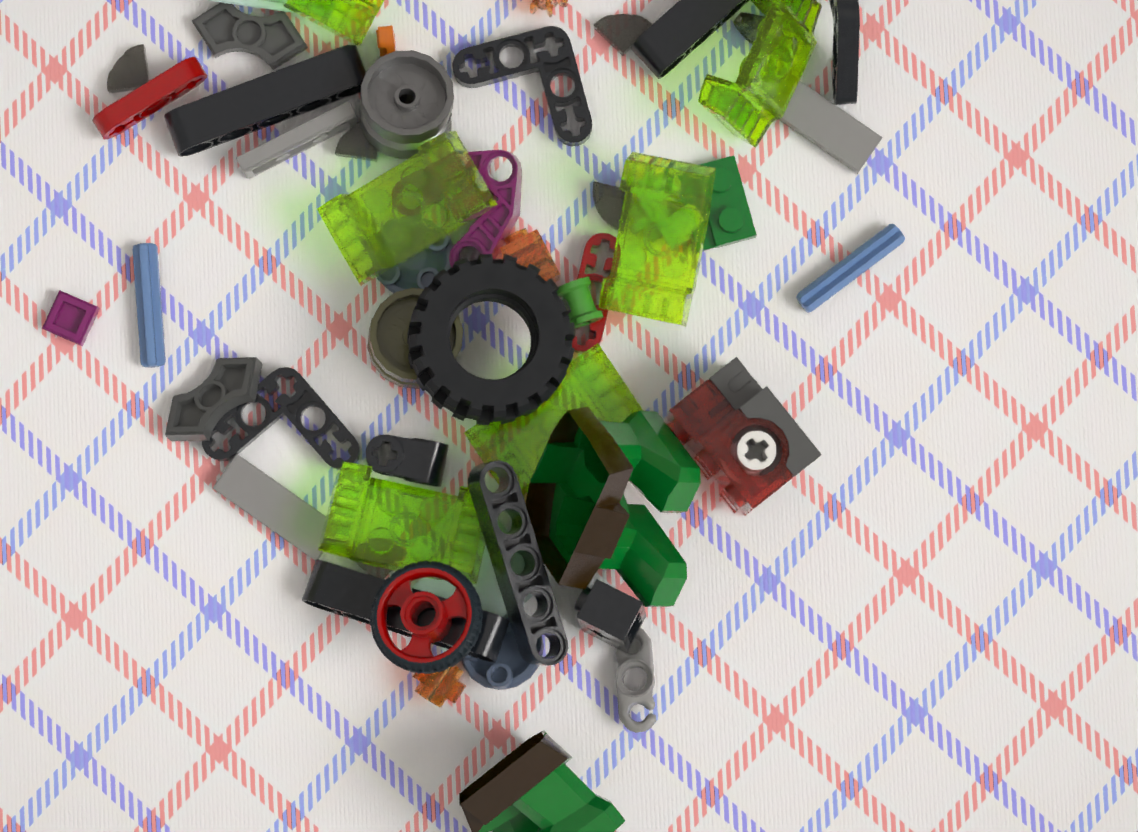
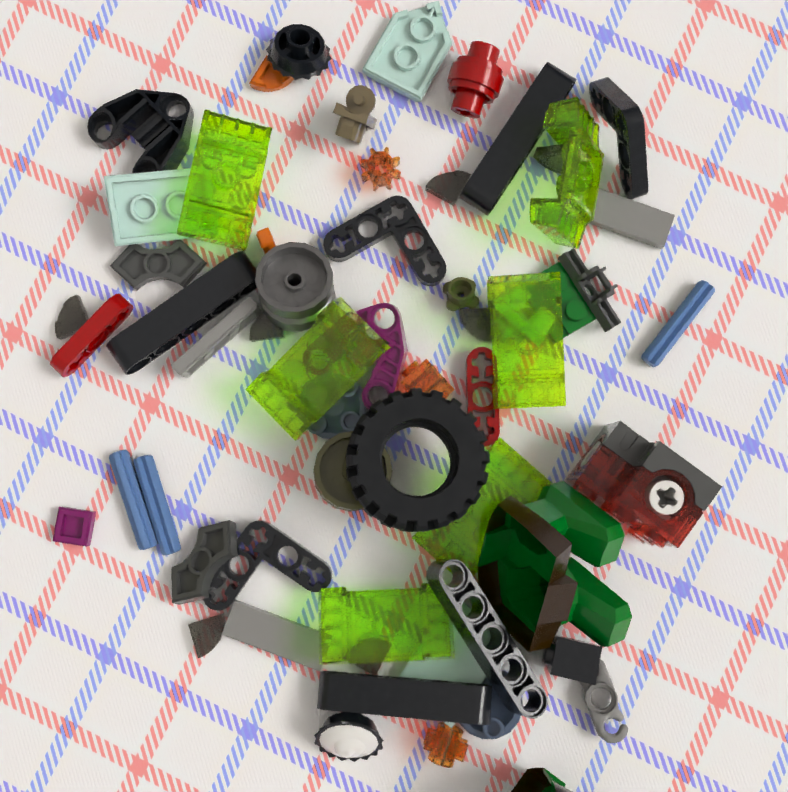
camera: 10 degrees left, 0 degrees up
(175, 318) = (157, 505): none -> medium blue axle
(195, 484) = (207, 633): none -> clear smoke tile
(329, 642) = (349, 737): none -> piece
(398, 592) = (453, 688): red wheel -> none
(416, 459) = (378, 567): black piece -> none
(580, 302) = (475, 403): bright green bush -> none
(603, 155) = (460, 286): none -> olive plate
(759, 218) = (597, 303): none -> dark grey piece

